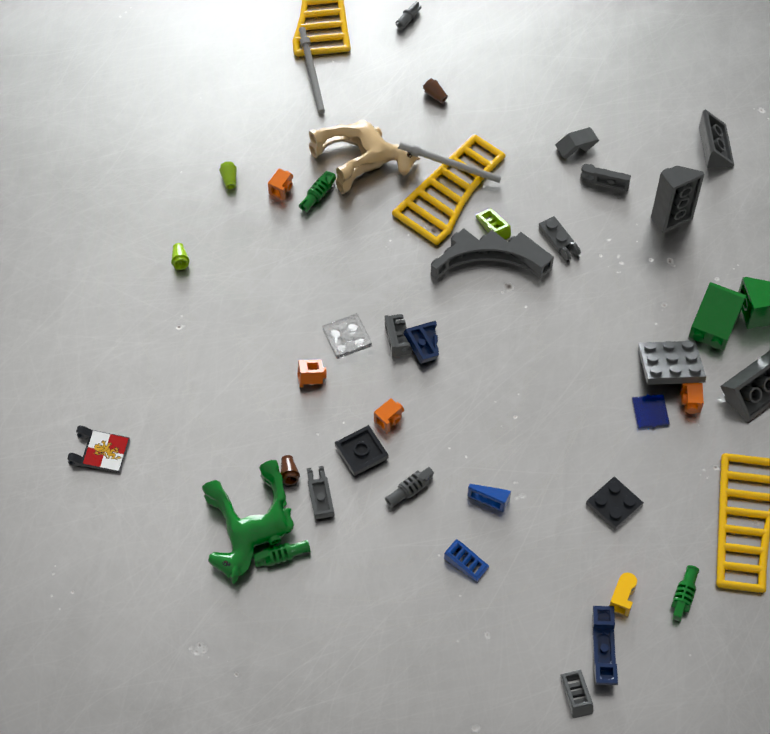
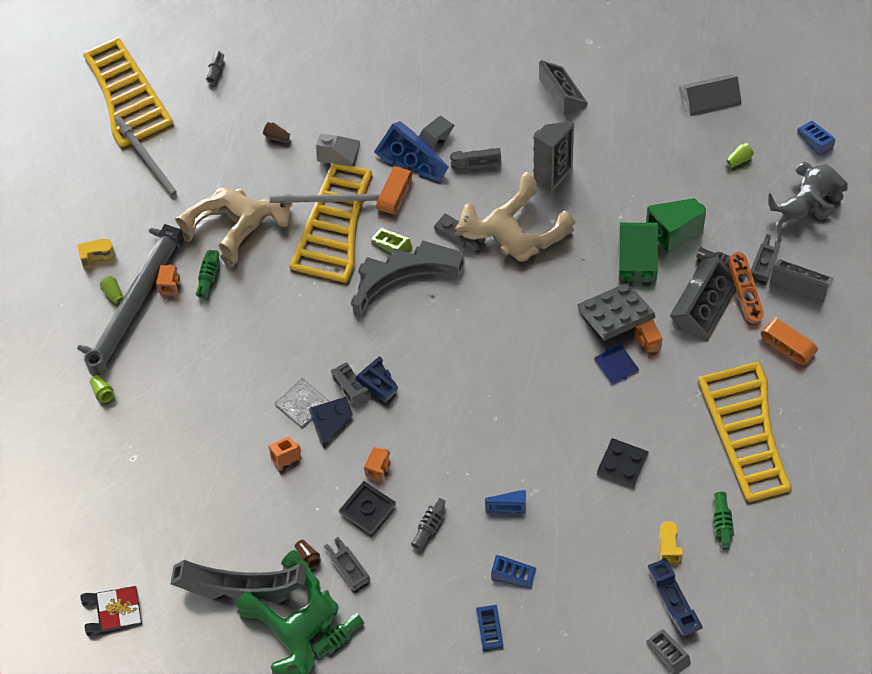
camera: 20 degrees left, 0 degrees up
(188, 228) = (169, 239): none -> dark grey piece
(194, 462) = (214, 582): none -> dark grey arch
(230, 136) = (95, 250): none -> yellow leg
(365, 357) = (330, 417): none -> dark blue wing
(424, 585) = (489, 610): none -> blue slope
(481, 124) = (336, 149): none -> light grey slope
(517, 179) = (394, 190): none -> orange beam
(546, 148) = (409, 151): none -> blue wedge
(602, 249) = (506, 229): none -> tan animal

